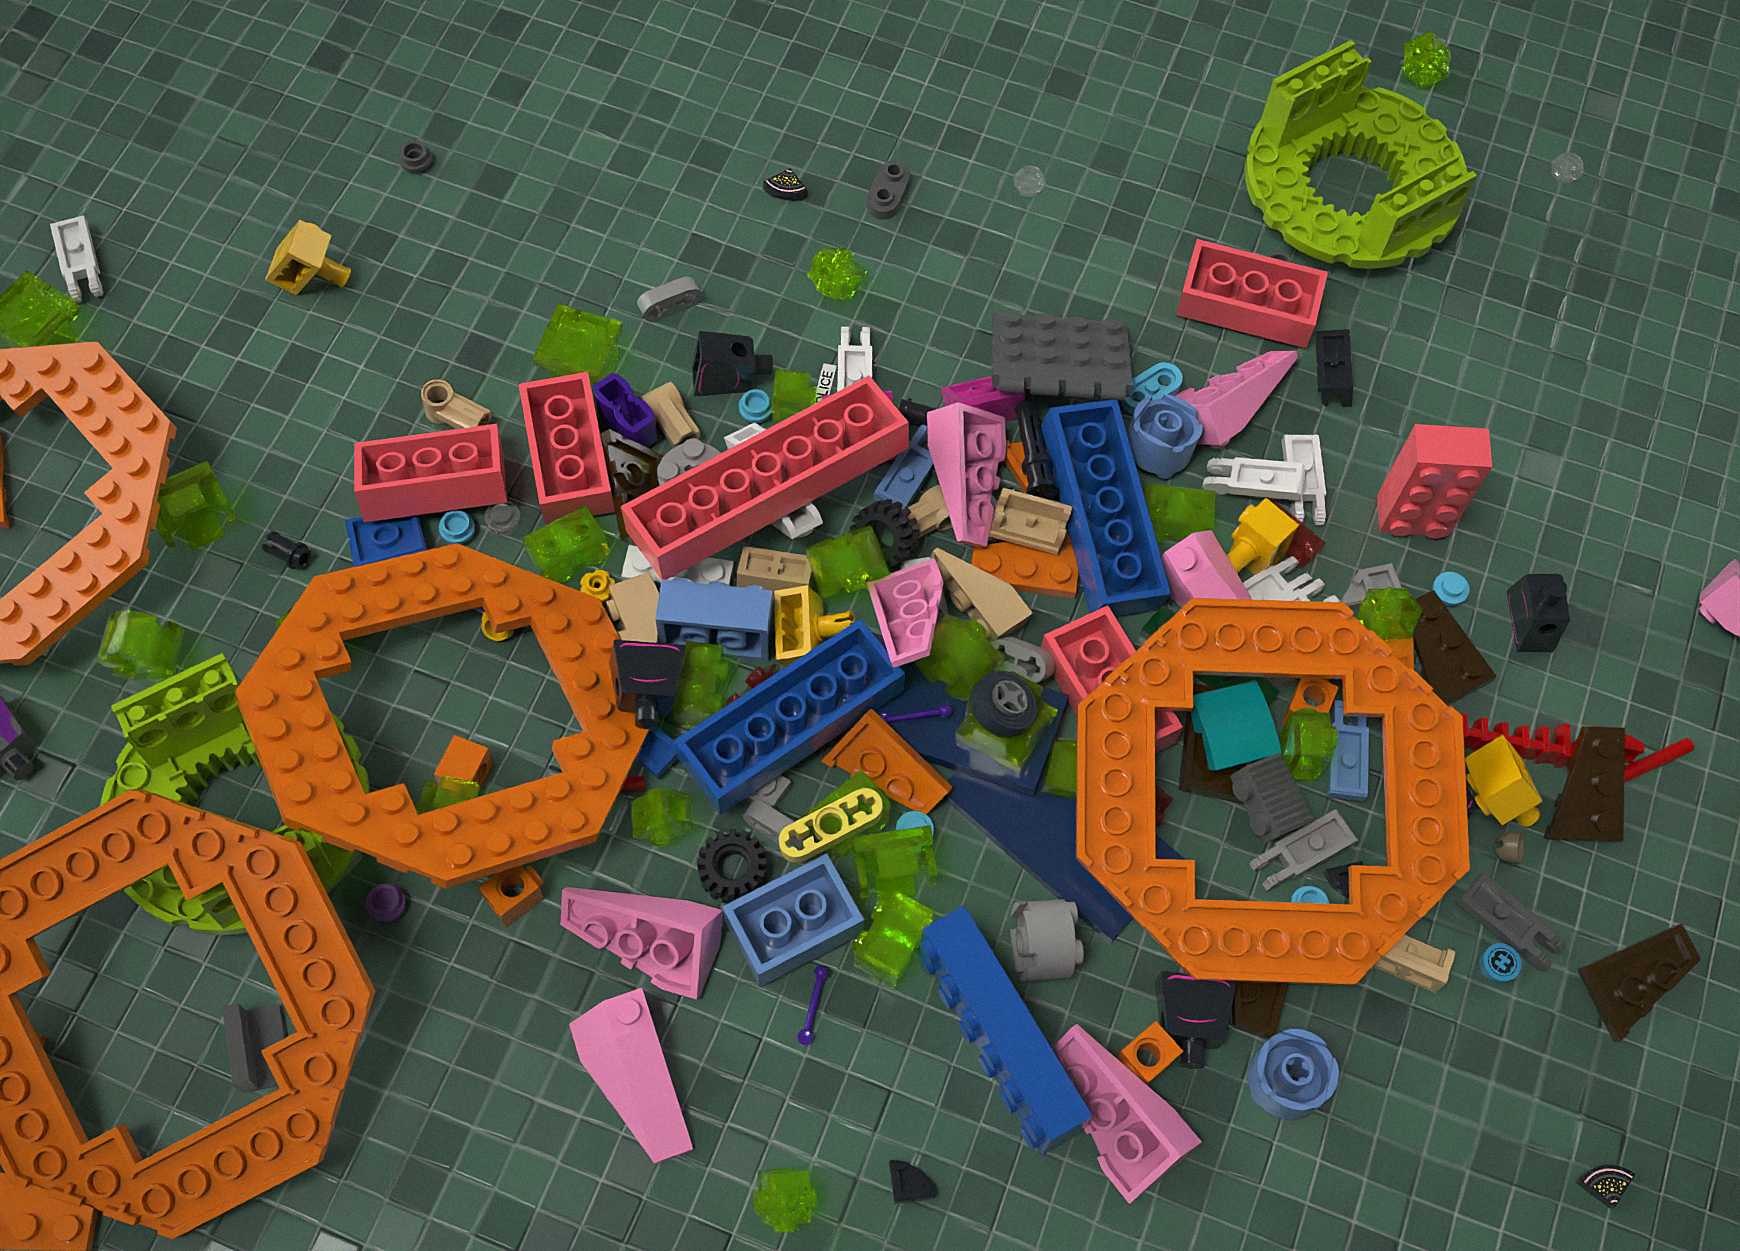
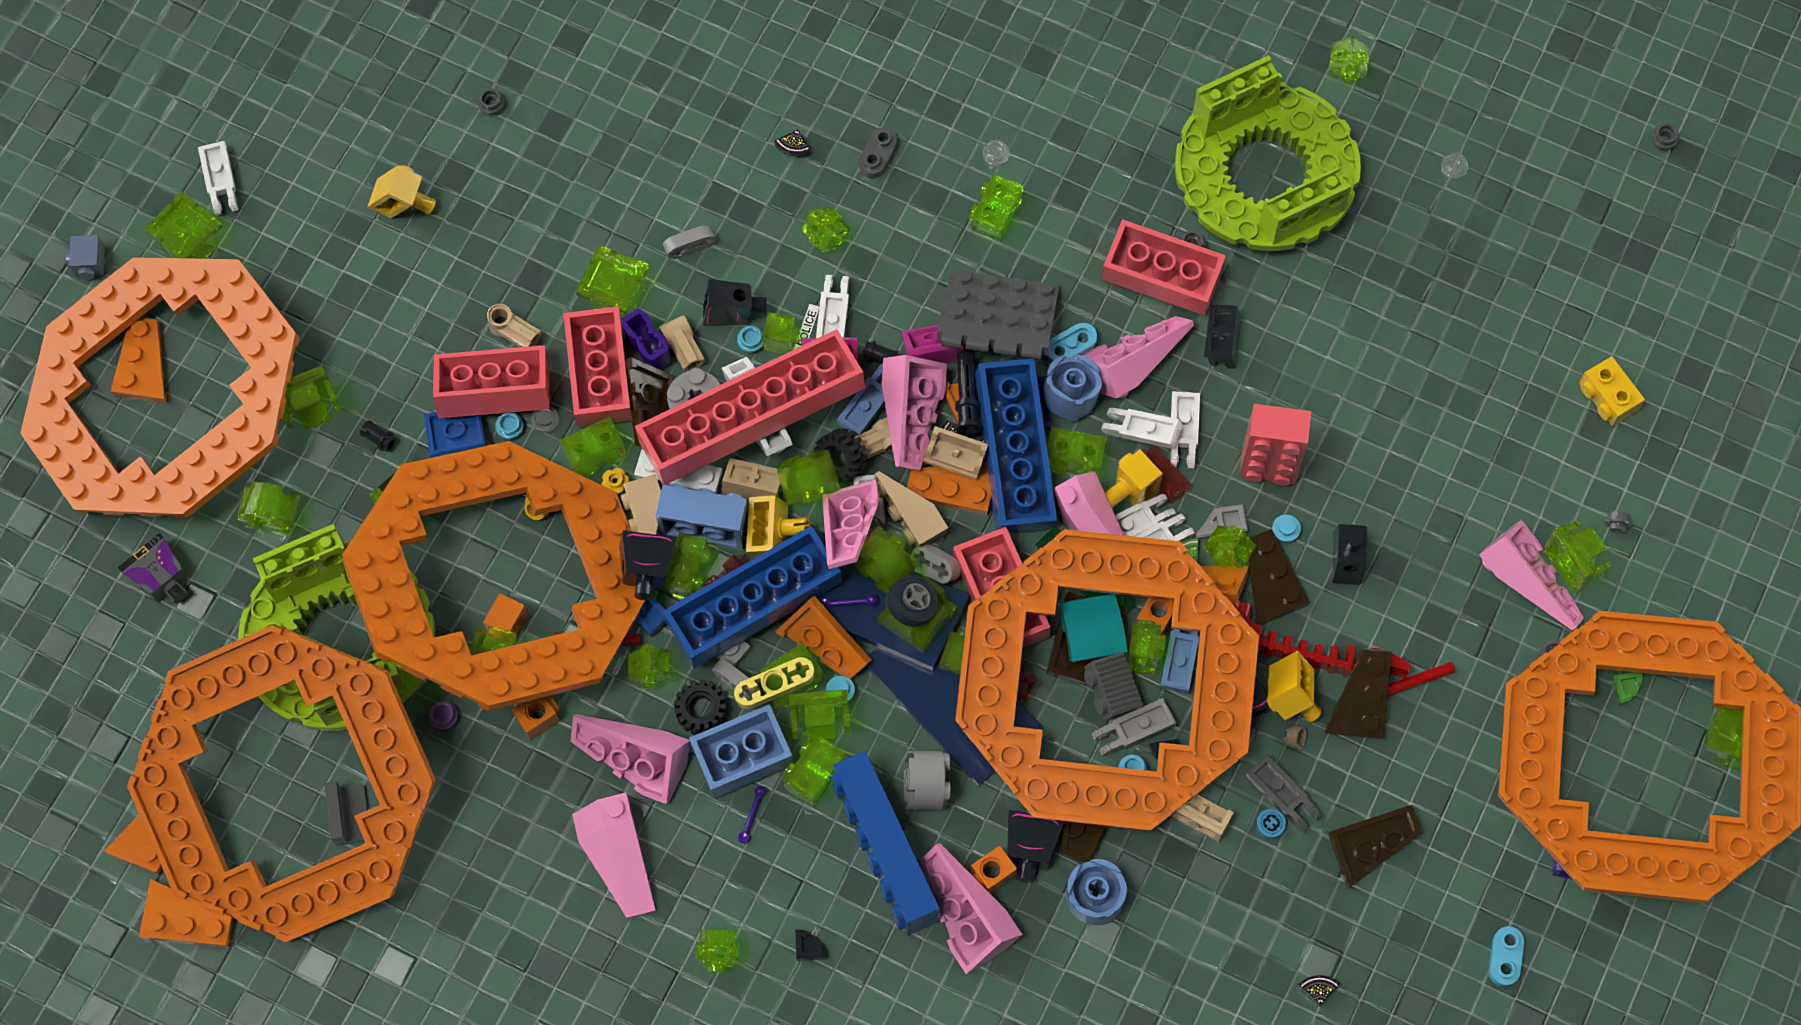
camera: 10 degrees right, 5 degrees up
(1039, 240) = (996, 207): none -> clear neon green brick

